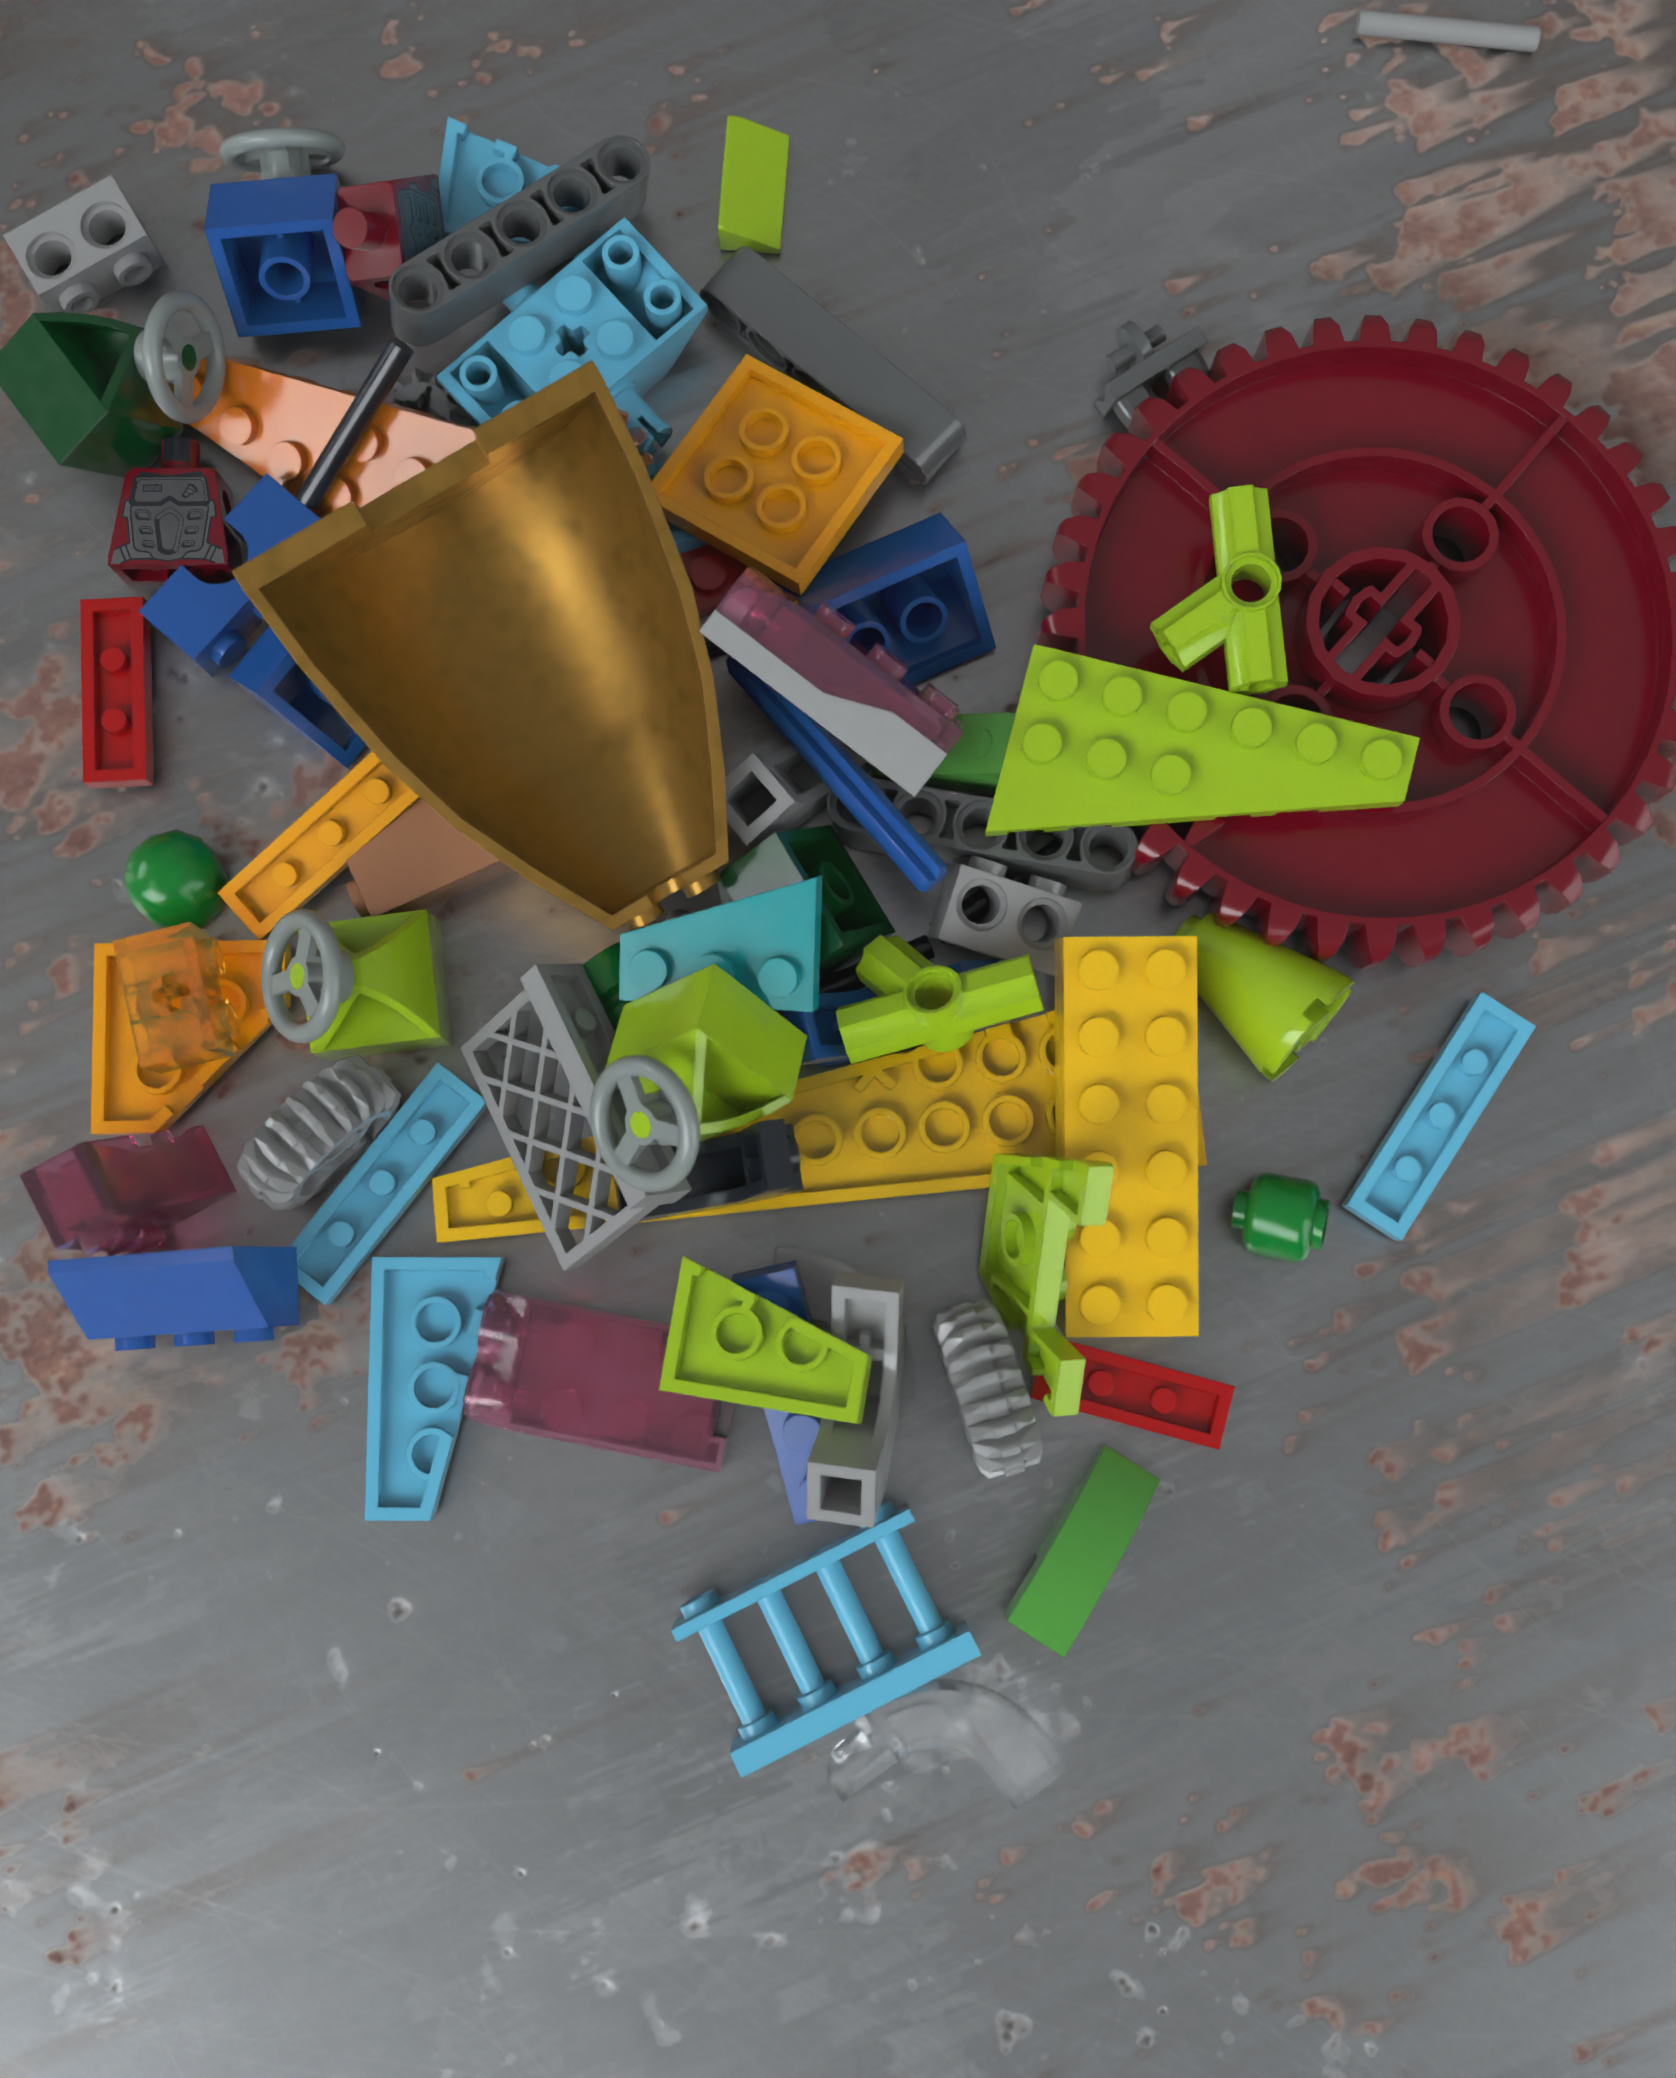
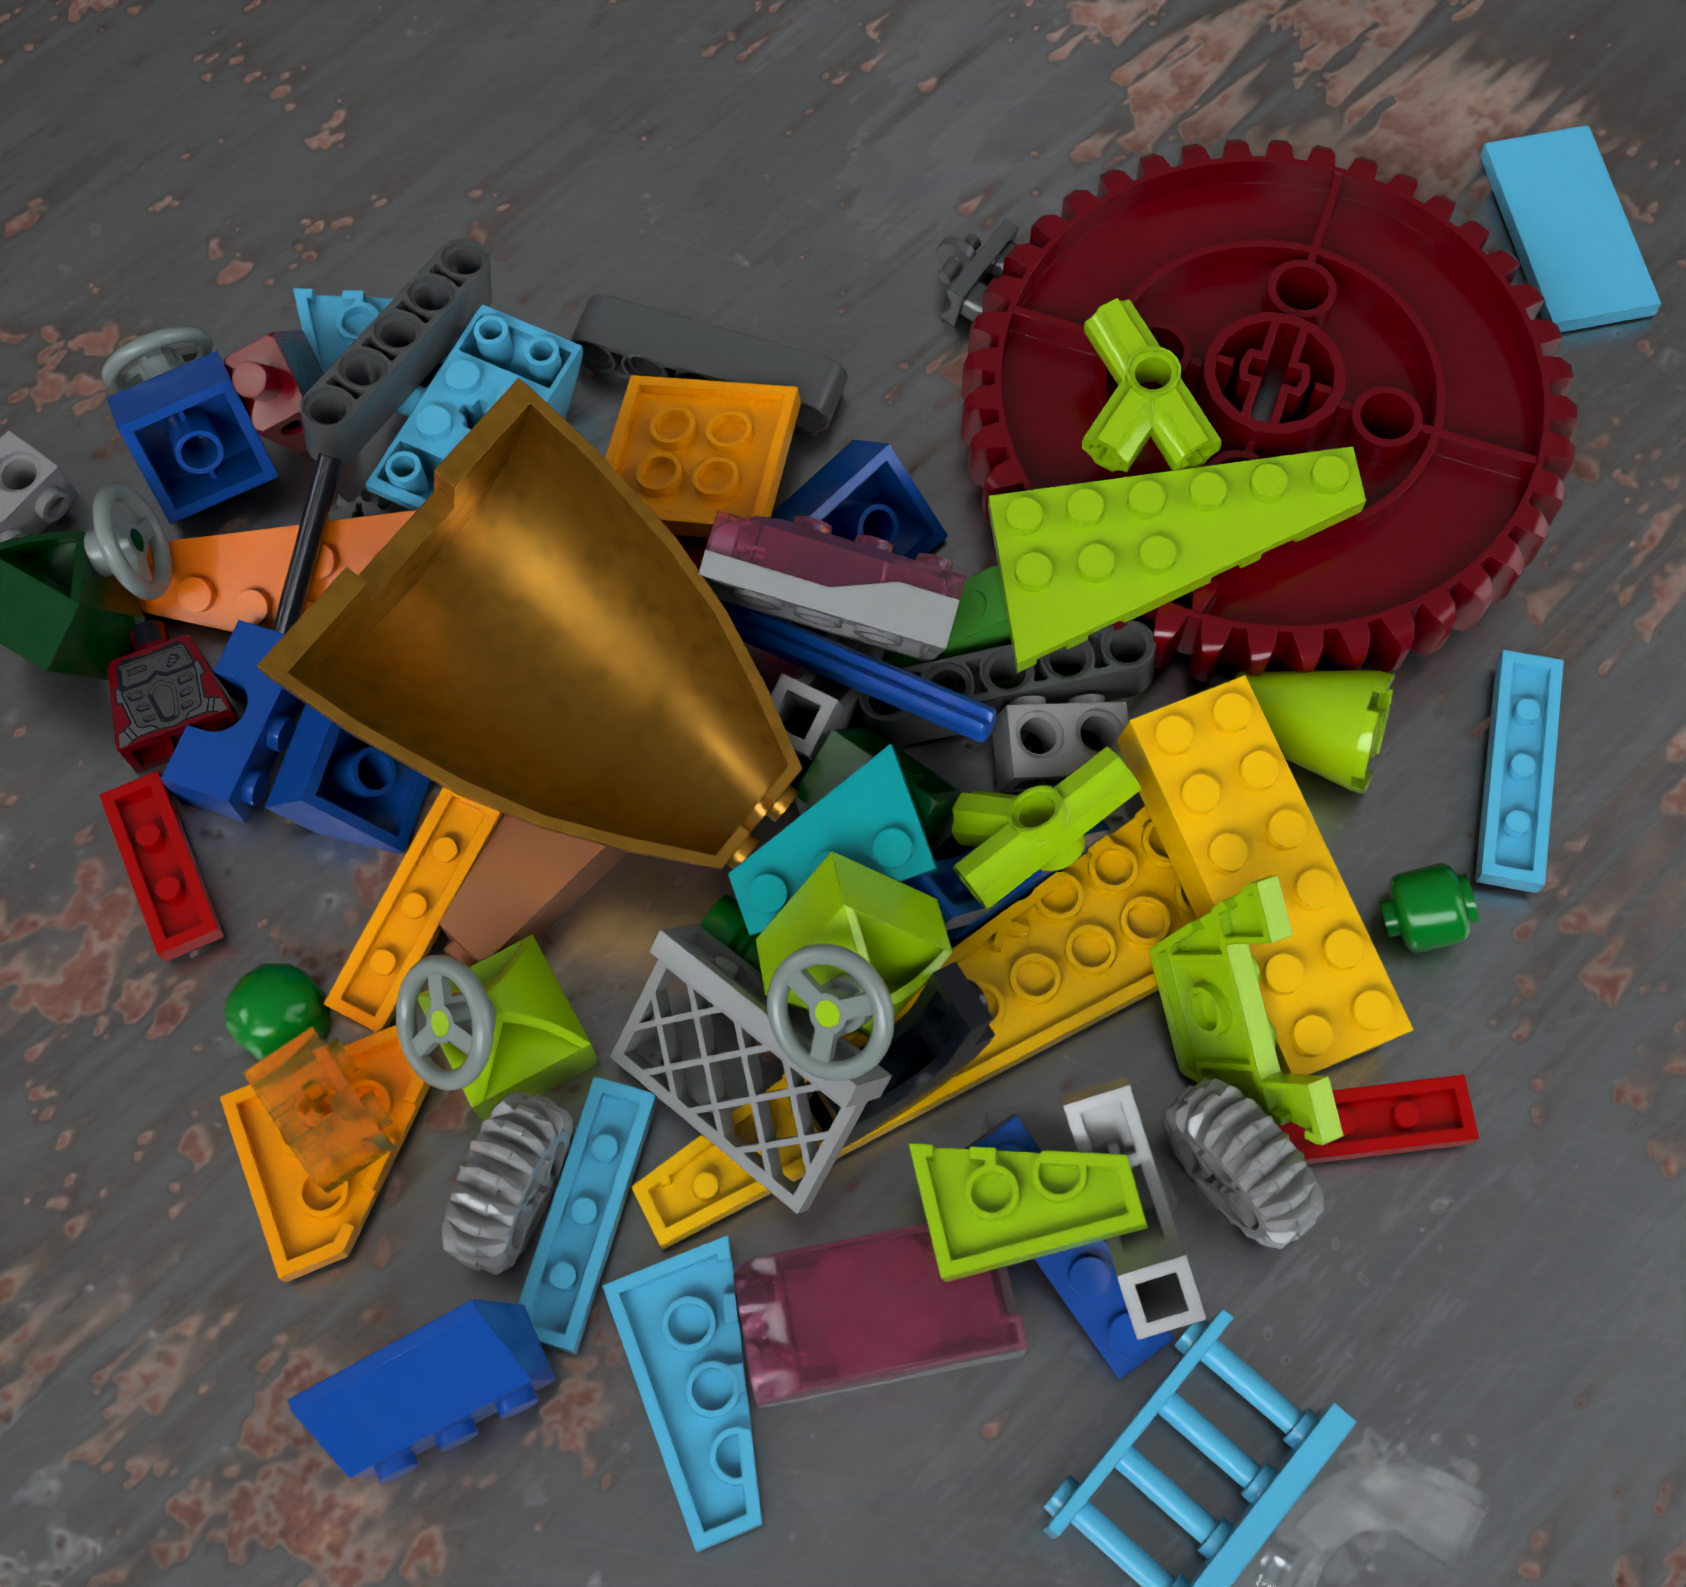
camera: 20 degrees left, 15 degrees down
(125, 1195) = (338, 1306): clear pink wedge -> none
(753, 186) = (578, 253): lime slope -> none
(1082, 1551) = (1400, 1290): bright green slope -> none

